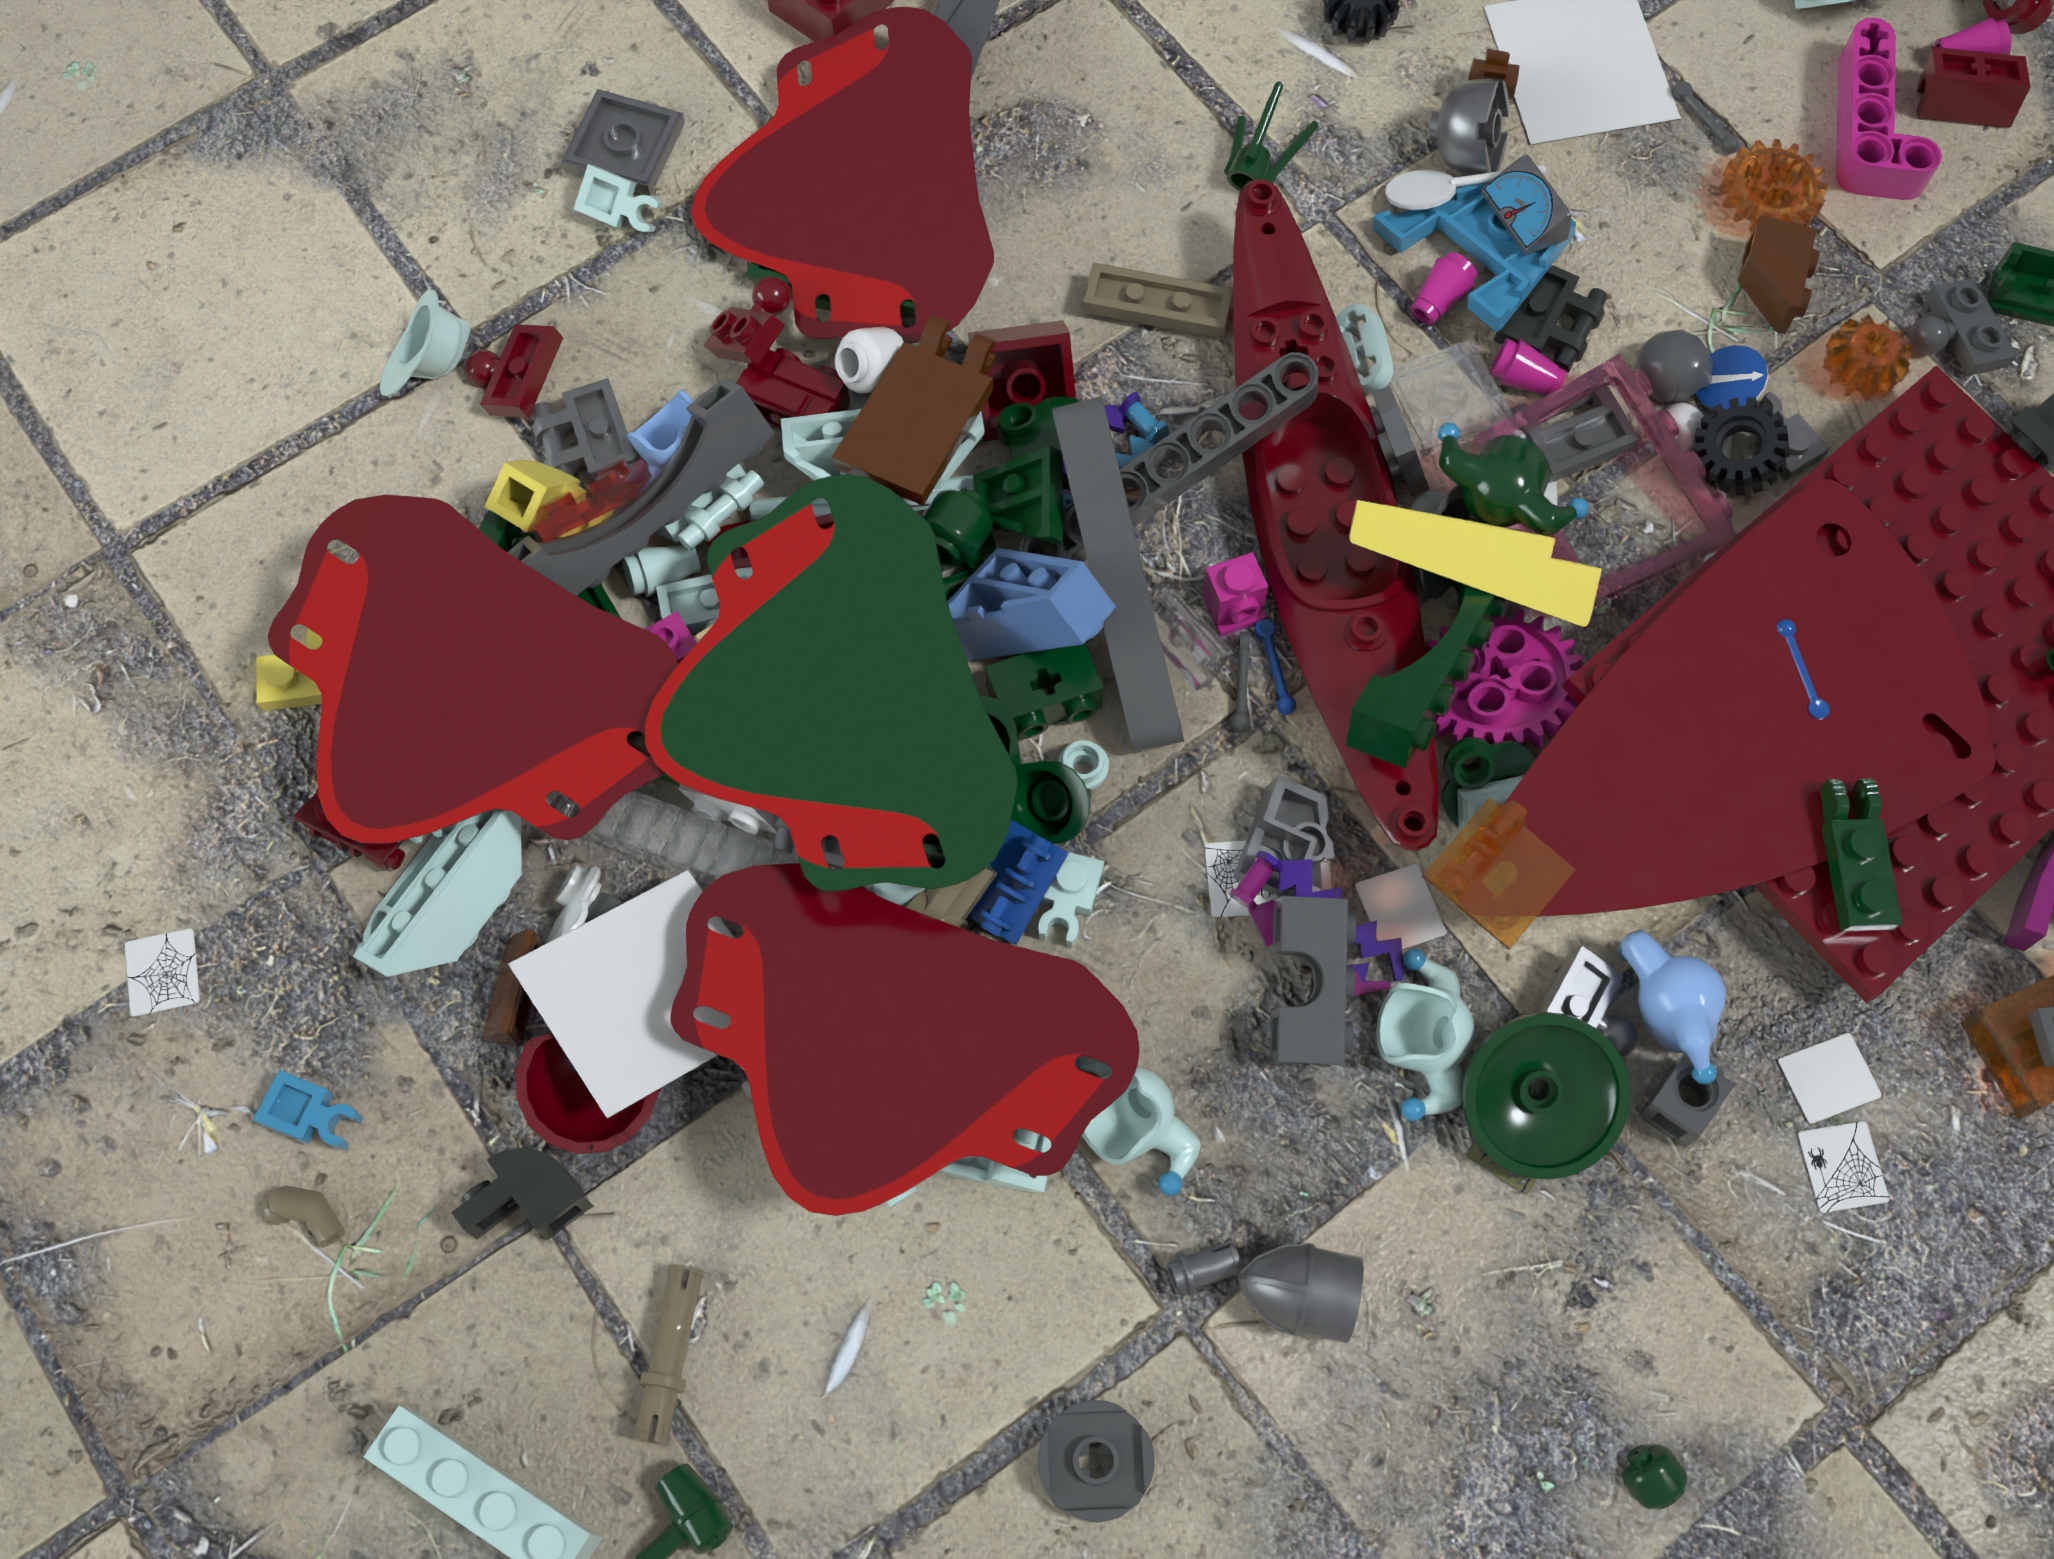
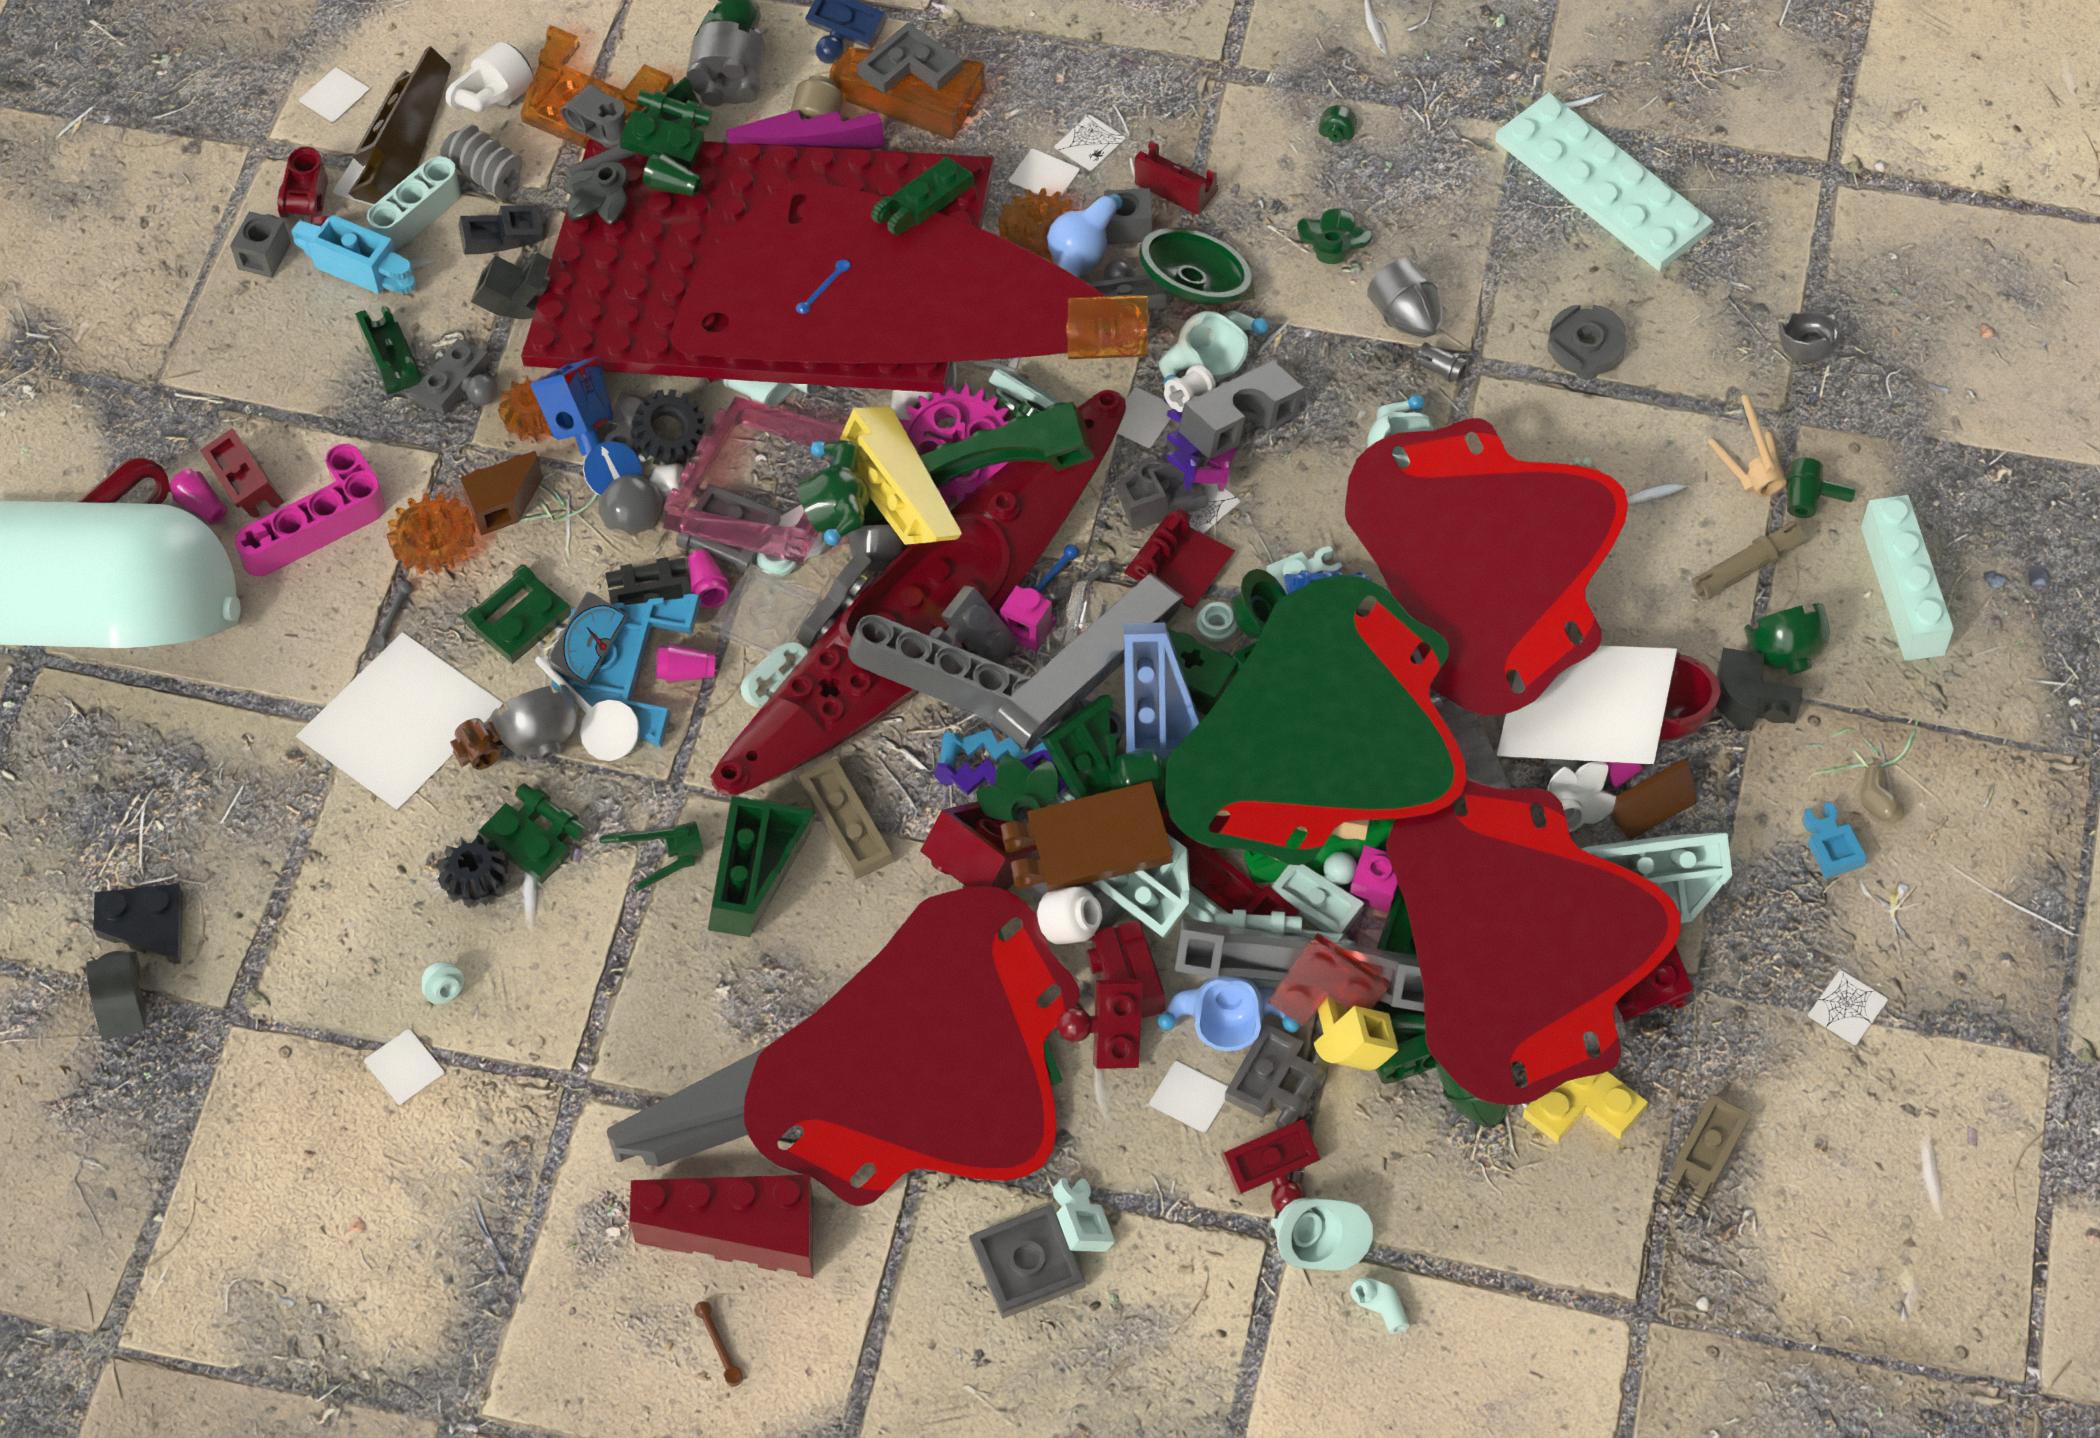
camera: 130 degrees left, 10 degrees down
(168, 711) = (1707, 1150): none -> dark tan hinge
(326, 363) = (1381, 1299): none -> light aqua arm
(538, 1288) = (1790, 638): none -> dark green cylinder
(644, 372) = (1189, 1096): none -> white sticker
(750, 1483) = (1764, 471): none -> tan plant
(1173, 187) = (754, 859): none -> dark green wedge
(1185, 790) = (1181, 558): none -> dark red hinge
(1254, 521) = (977, 626): none -> flat silver plate
(1363, 66) = (524, 841): none -> dark green plate
(1383, 956) = (1195, 383): none -> white bush
(1488, 1321) = (1333, 235): none -> dark green plate
(1607, 211) = (525, 622): none -> dark green plate
(1706, 1203) = (1174, 181): none -> dark red hinge
(1764, 1011) = (1030, 220): none -> clear orange gear
(1836, 373) = (575, 402): none -> blue torso

